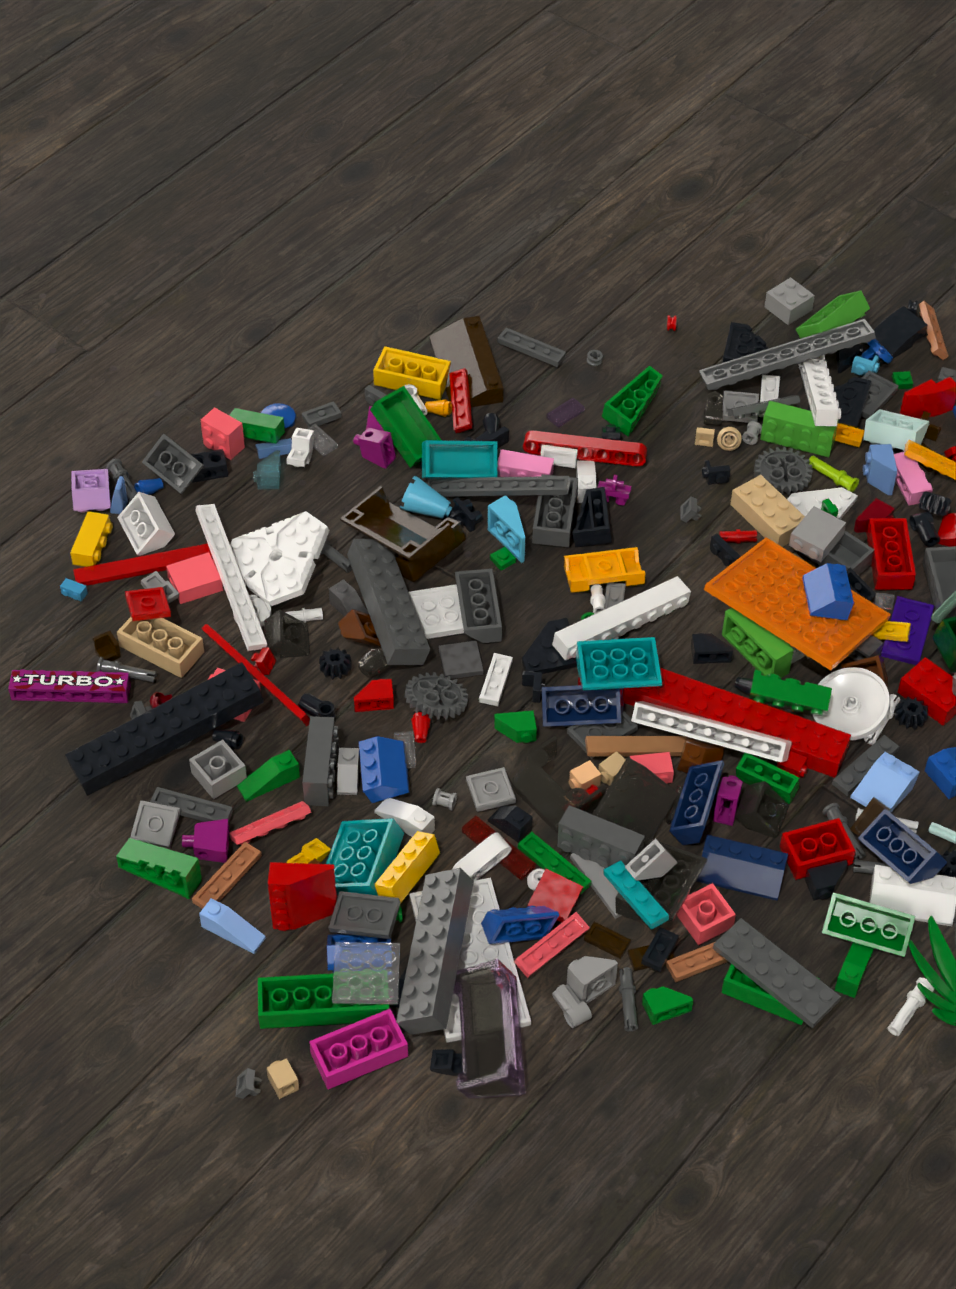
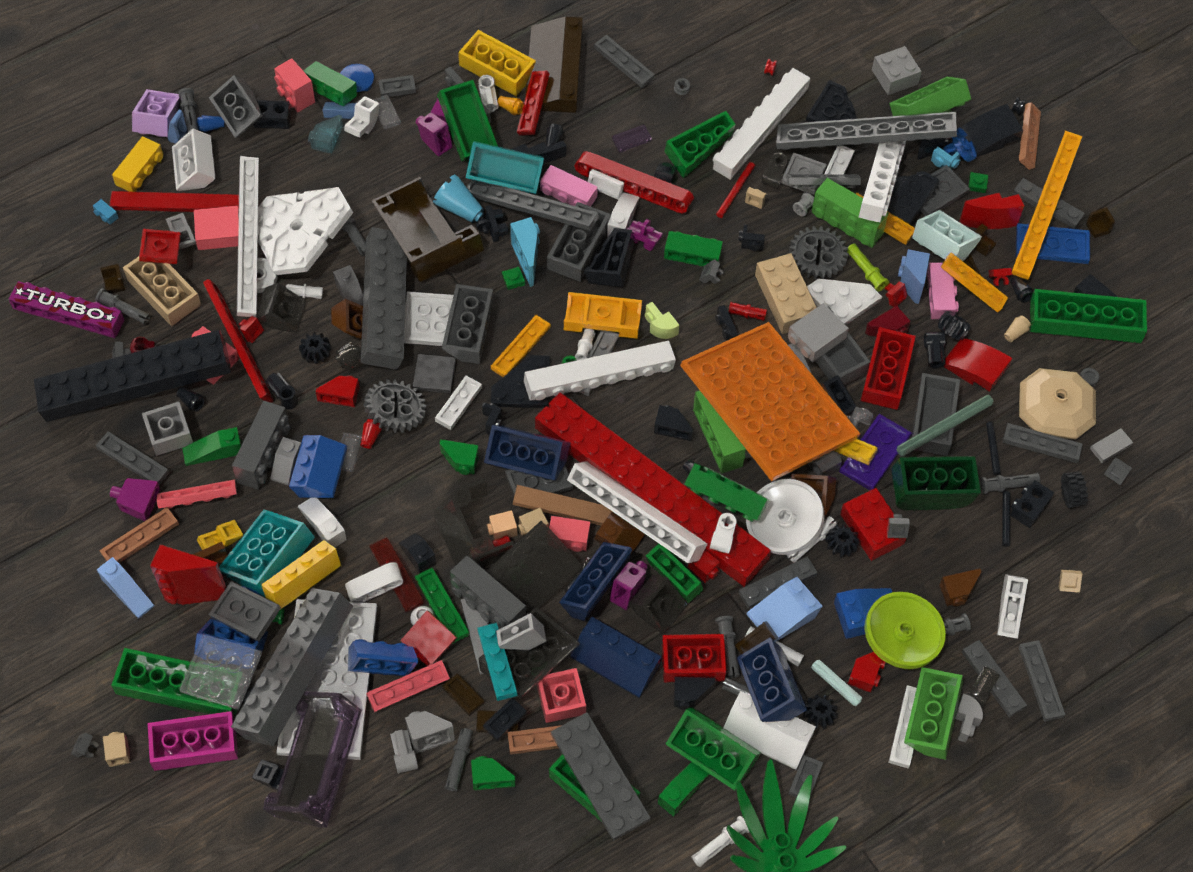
camera: 15 degrees right, 10 degrees up
(155, 824) = (93, 468): light grey plate -> none
(161, 866) = (82, 512): green wedge -> none
(444, 799) = (359, 510): light grey bush -> none
(490, 789) = (411, 514): light grey plate -> none
(534, 616) = (520, 346): none -> light orange tile
(618, 663) = (568, 422): teal slope -> none
(663, 566) = (661, 325): none -> yellowish green brick
(664, 493) = (692, 249): none -> green brick
(682, 373) = (761, 123): none -> white brick
(682, 434) = (735, 190): none -> red bar
(729, 443) = (778, 209): tan cone -> none
(804, 727) = (723, 535): none -> white piece
(828, 592) = (802, 397): blue slope -> none
(829, 507) = (844, 308): green plate -> none
(869, 489) = (896, 293): none -> red tile

